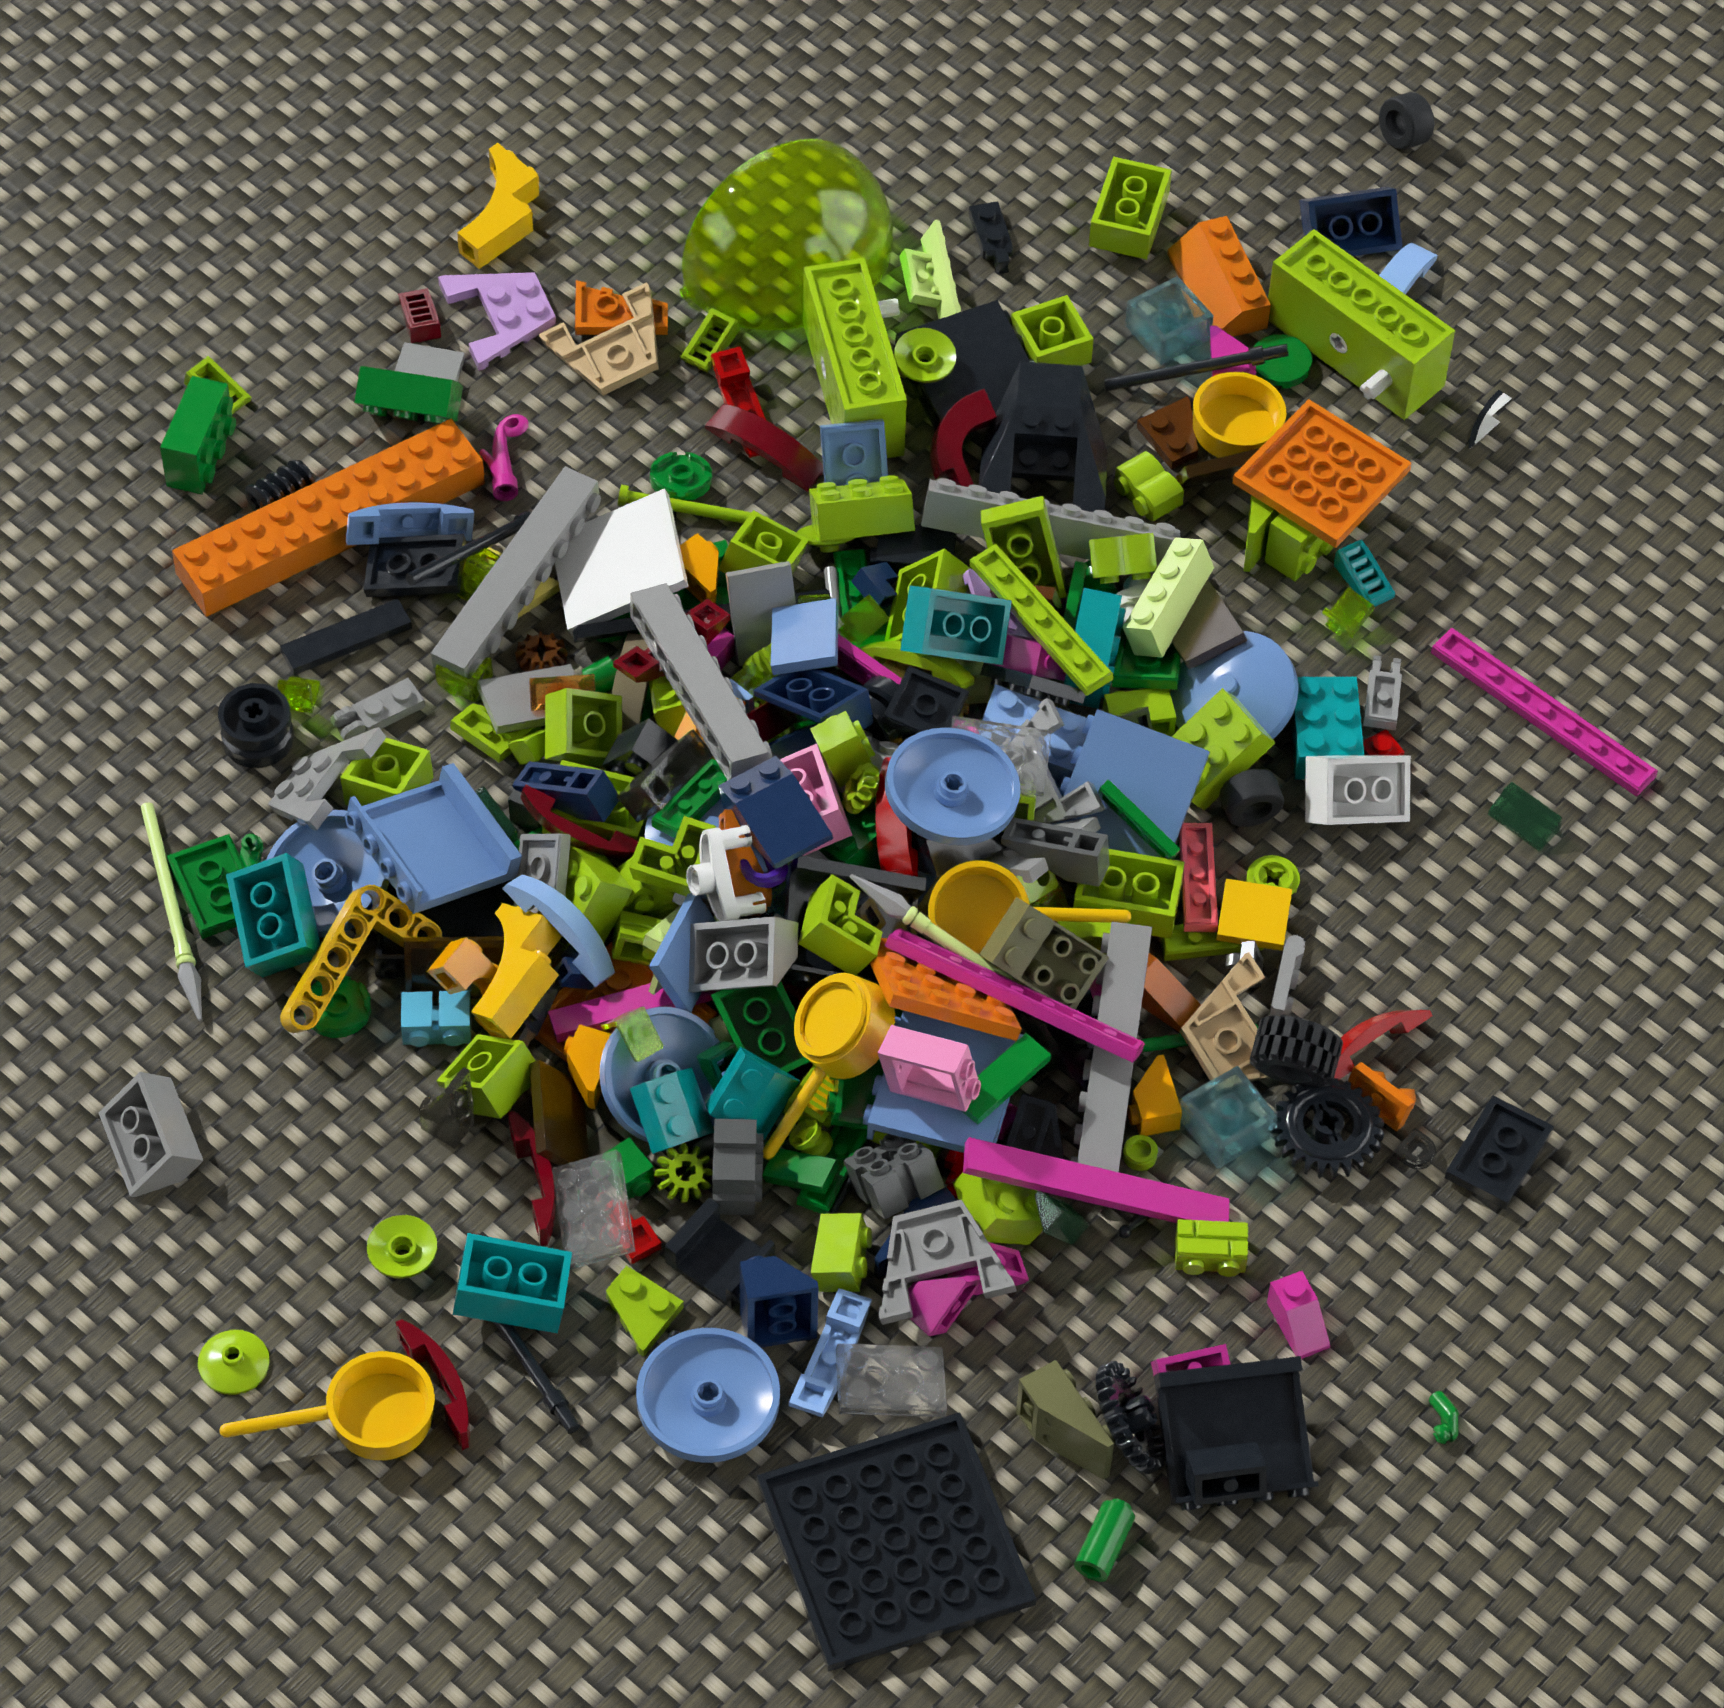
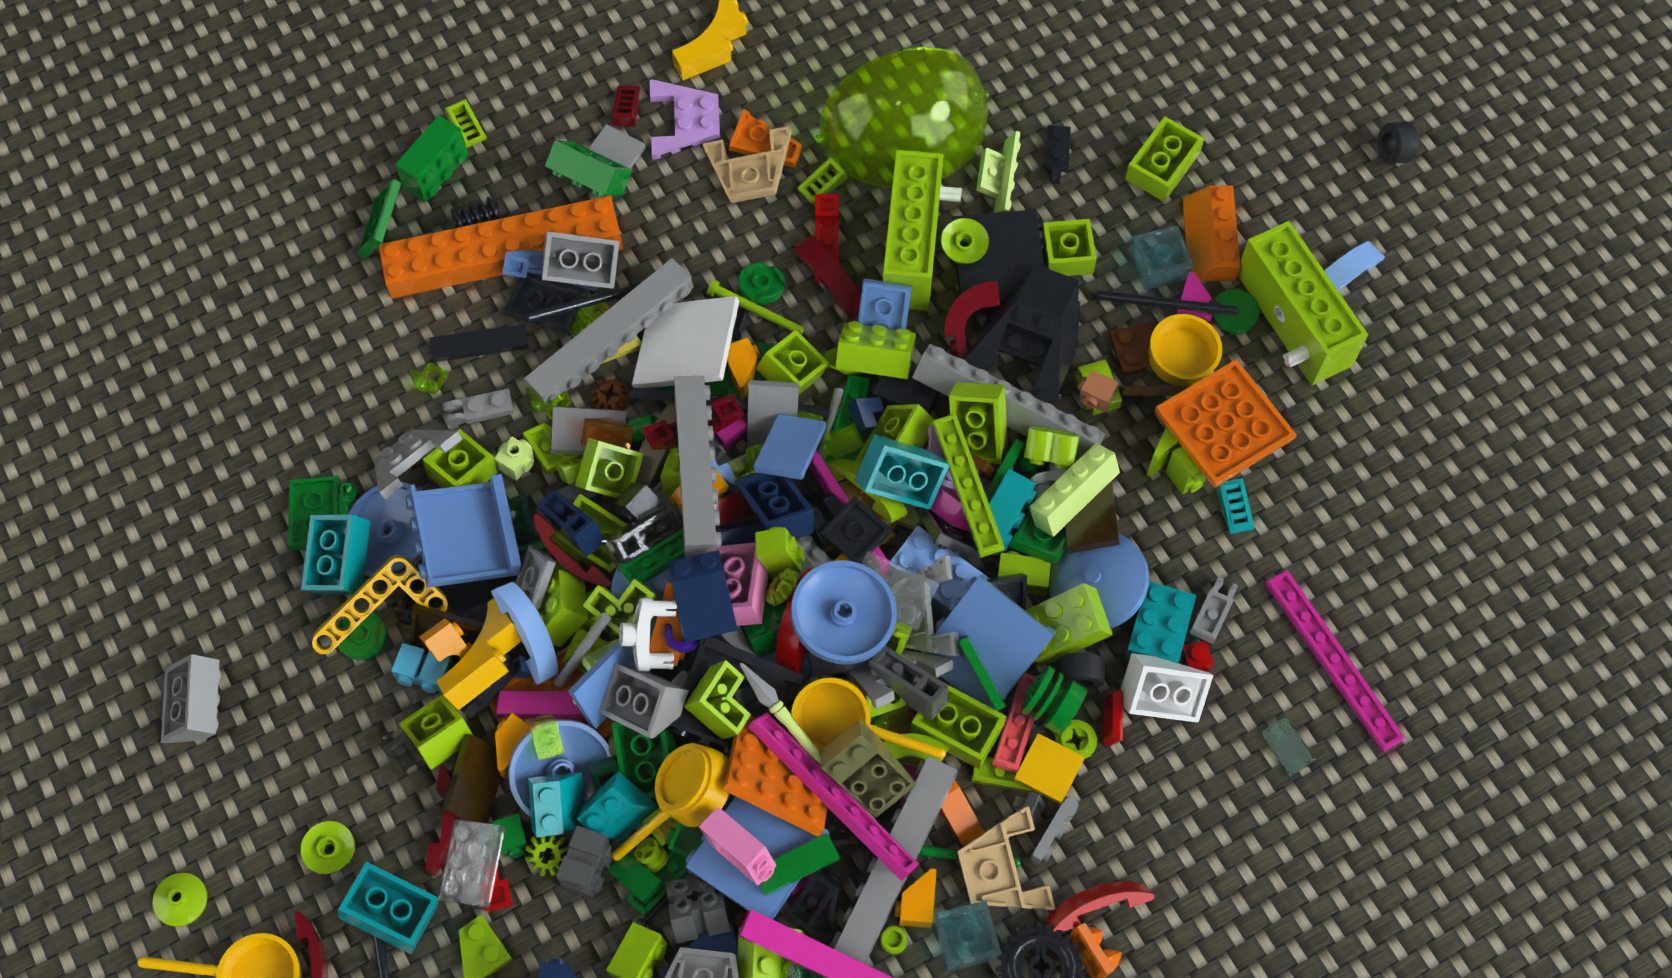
camera: 20 degrees right, 10 degrees up
(157, 522) = (379, 219): none -> green tile
(185, 961) = (267, 579): yellowish green piece -> none
(255, 725) = (386, 396): black wheel -> none
(446, 497) = (579, 260): none -> light grey slope
(451, 746) = (514, 458): none -> yellowish green brick
(504, 482) = (637, 236): dark pink plant -> none
(641, 926) = (583, 648): none -> light grey bar
(711, 1253) = (552, 925): black panel -> none
(1152, 483) = (1097, 391): none -> nougat brick
(1229, 831) = (1052, 699): none -> green wheel
(1296, 1051) = (1034, 904): black tyre -> none
(1308, 841) = (1113, 718): none -> red tile
(1348, 613) = (1211, 535): clear neon green bracket -> none
(1356, 220) = (1328, 214): dark blue slope -> none
(1485, 421) = (1374, 403): sticker -> none

